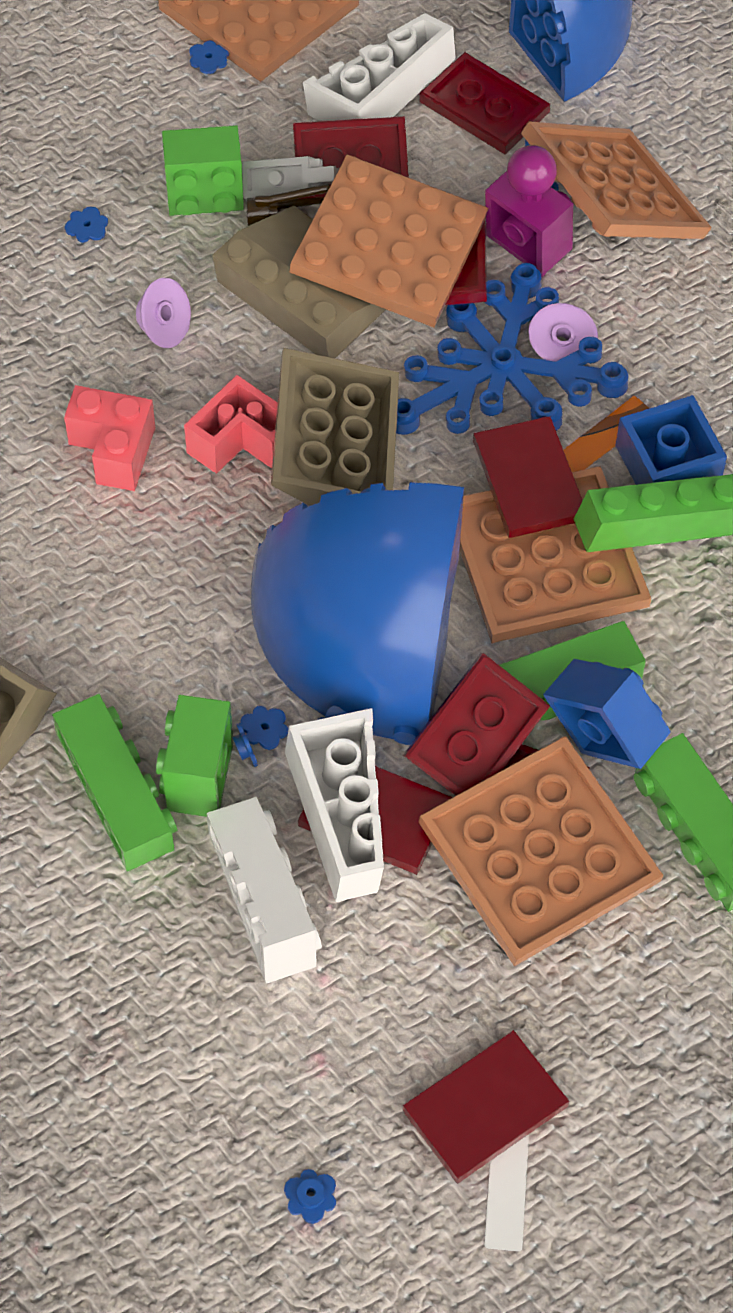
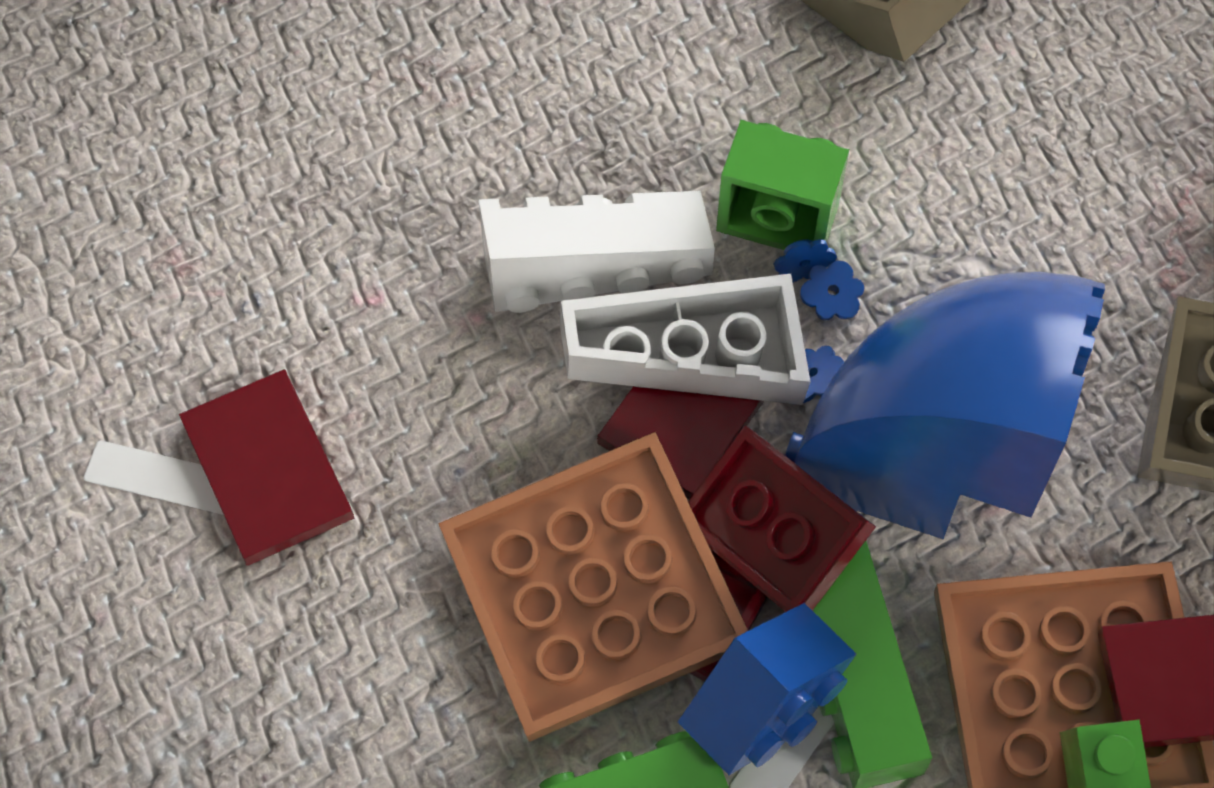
camera: 100 degrees right, 5 degrees up
(114, 782) = (802, 97): bright green brick -> none
(309, 1207) = (212, 276): blue plant -> none

